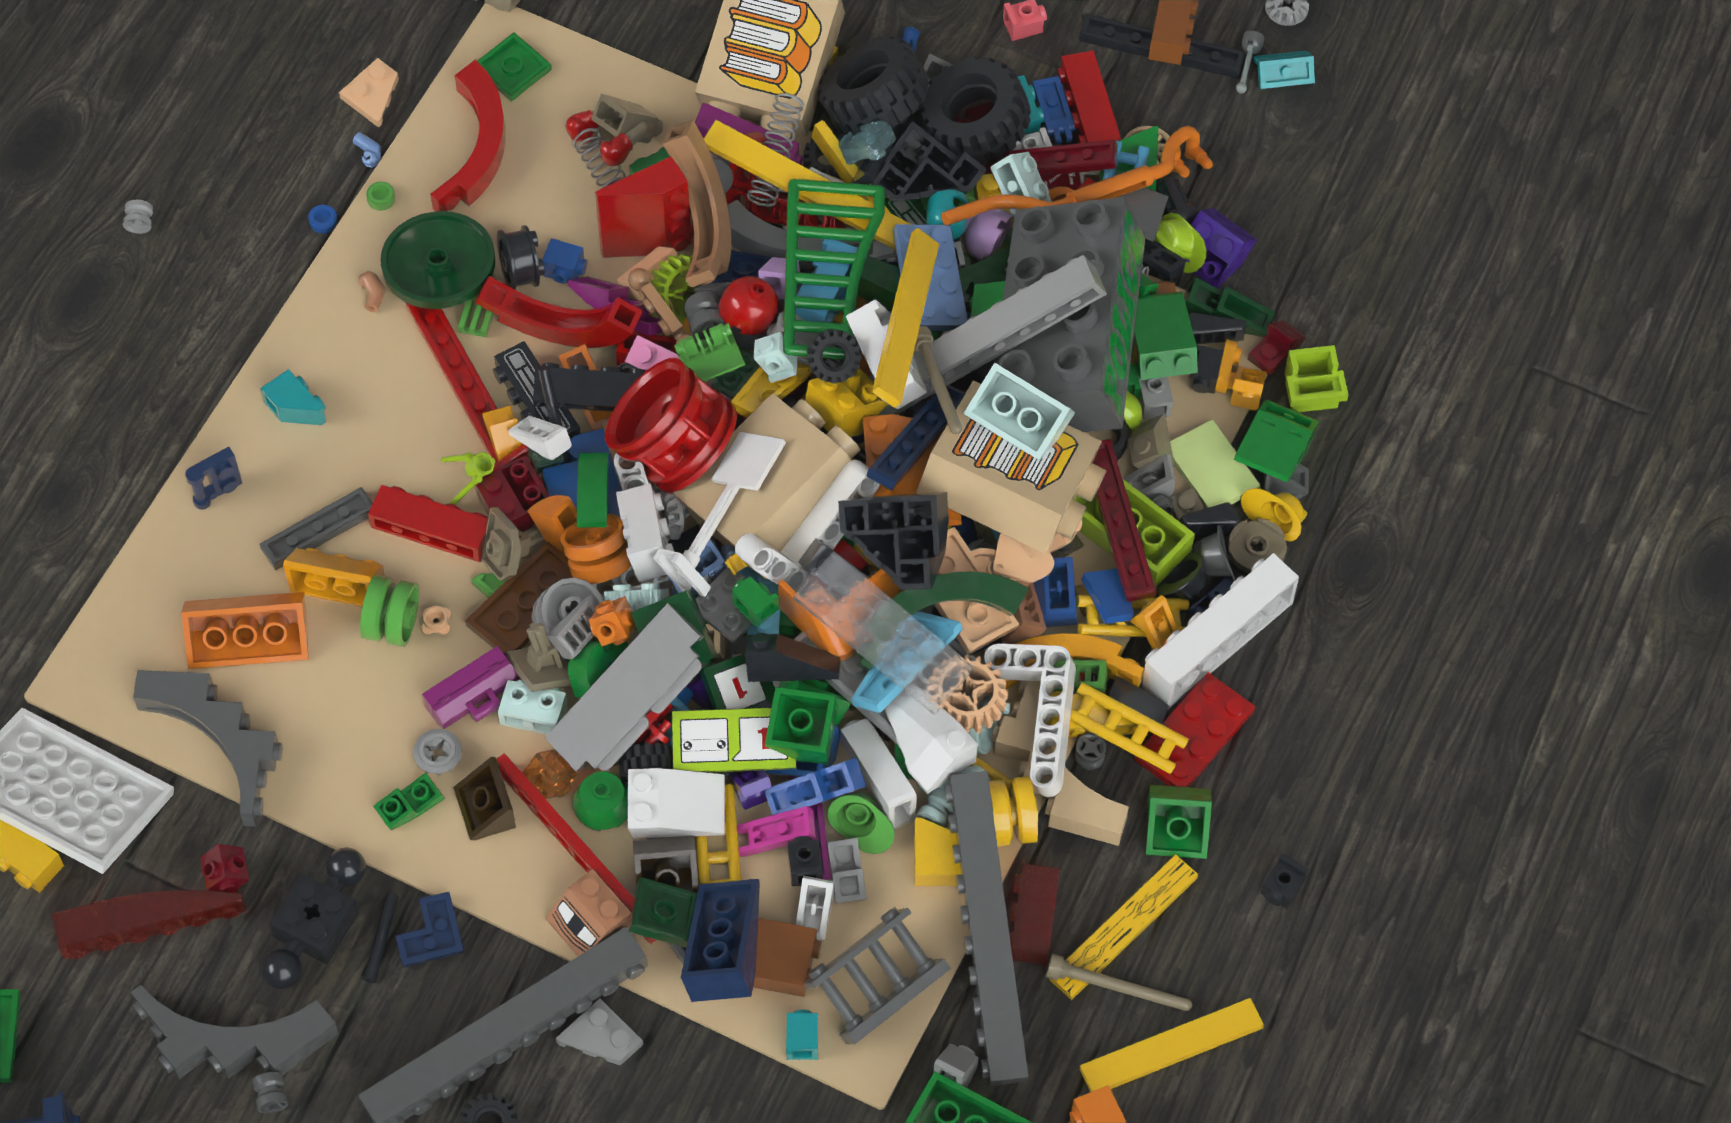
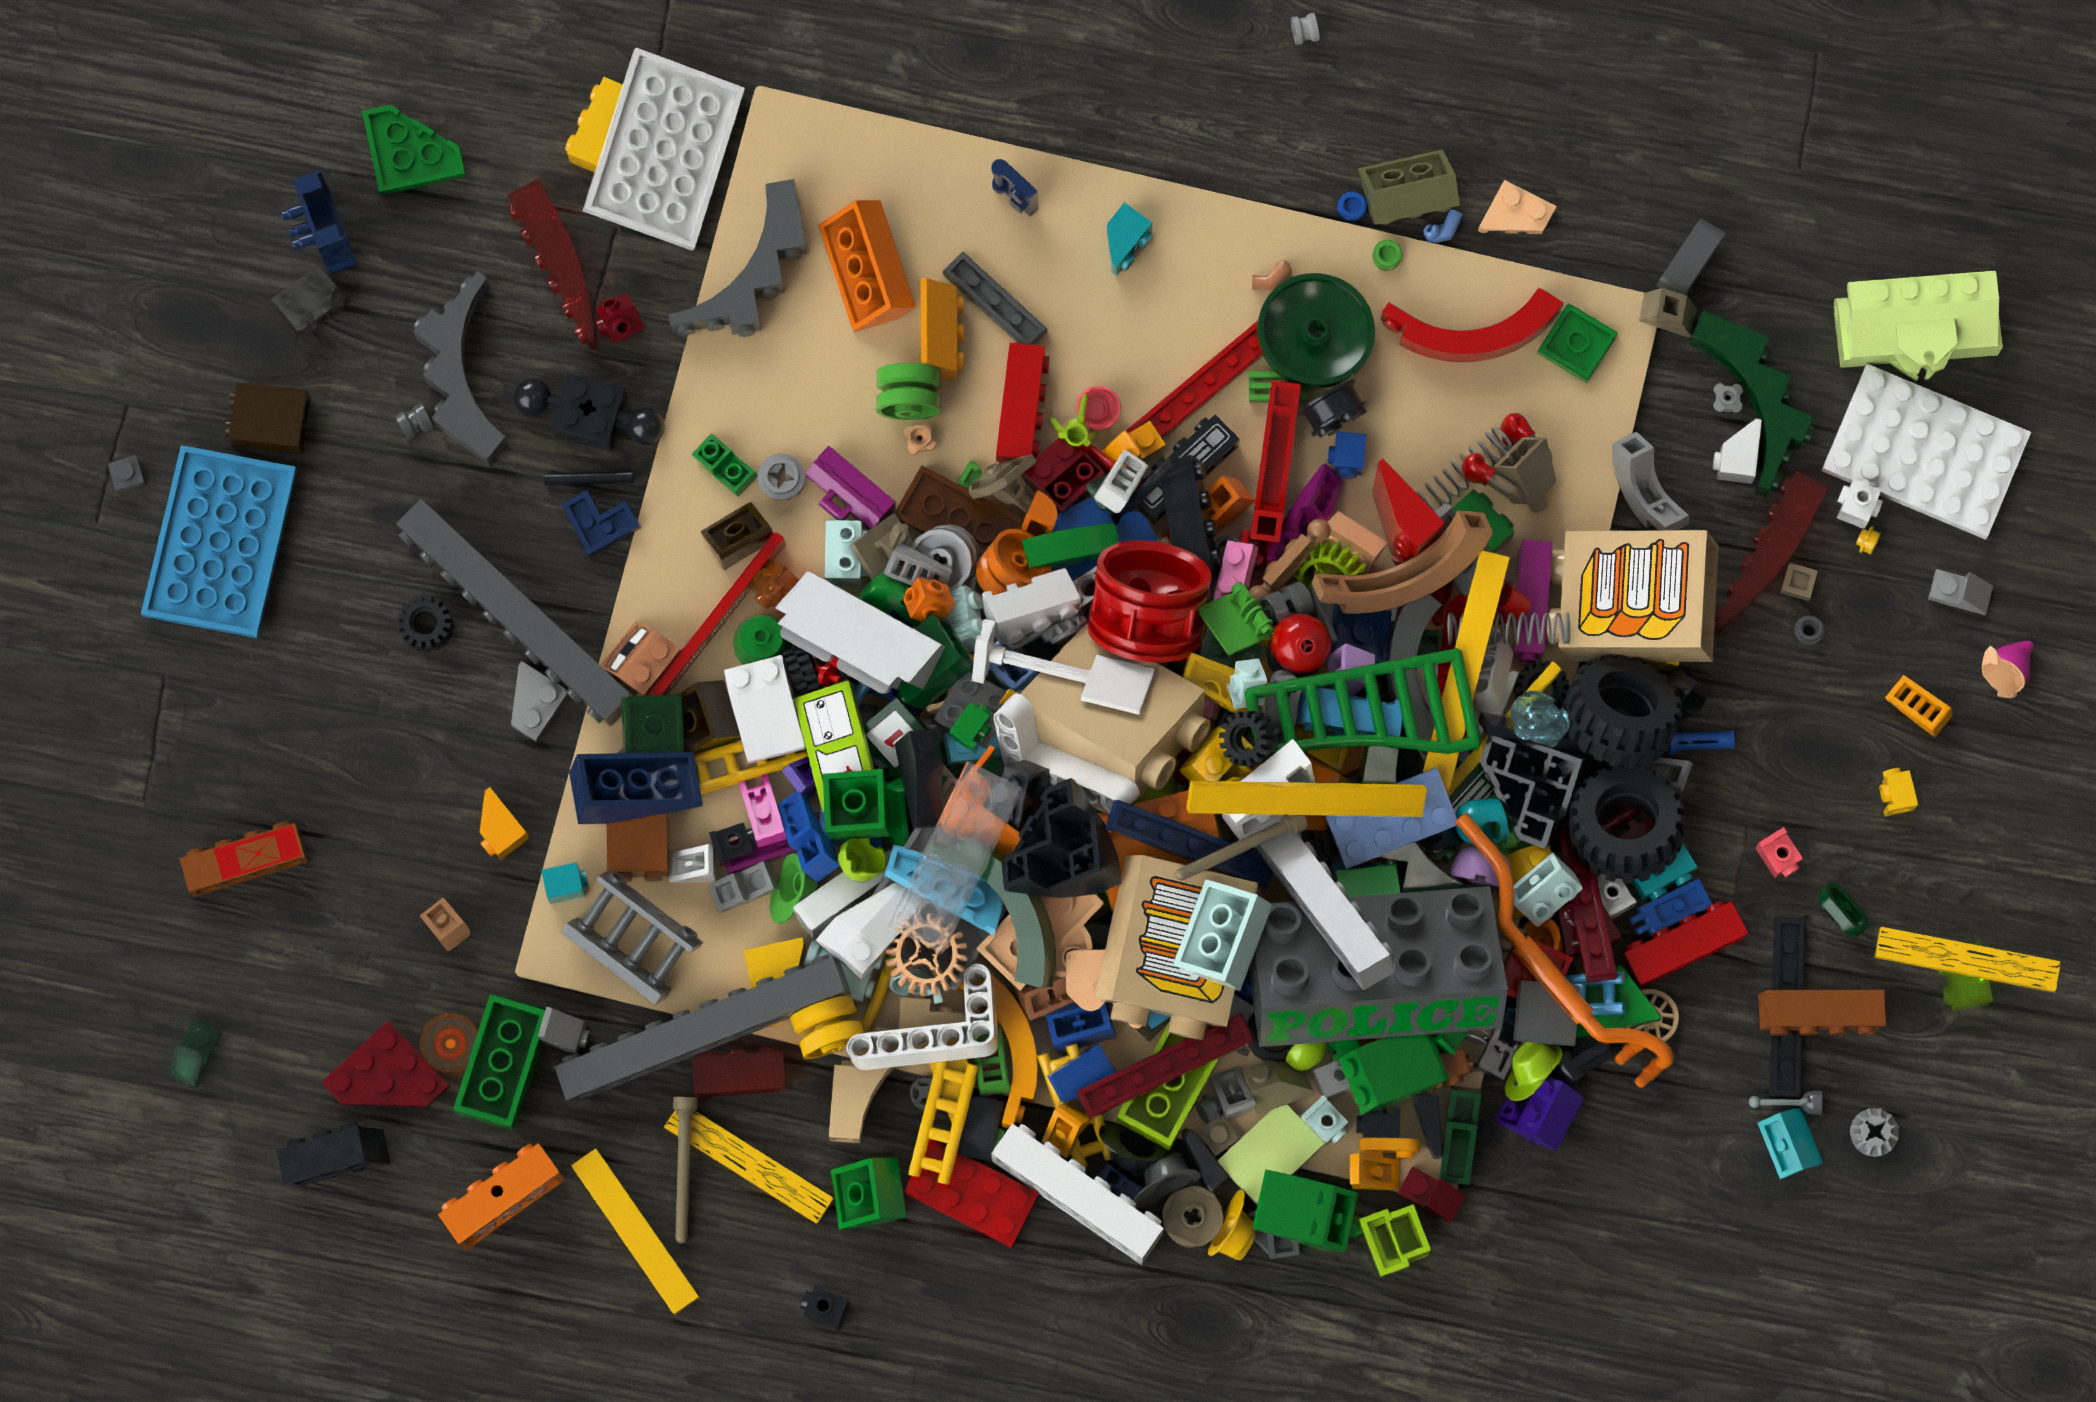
camera: 80 degrees right, 15 degrees up
(320, 164) = (1409, 187): none -> olive slope
(453, 444) = (1102, 407): none -> coral hair
(664, 46) = (1640, 486): none -> light grey arch
(724, 1091) = (499, 827): none -> light orange slope
(857, 737) = (861, 860): none -> lime hair
(1184, 415) = (1313, 1117): none -> light aqua brick

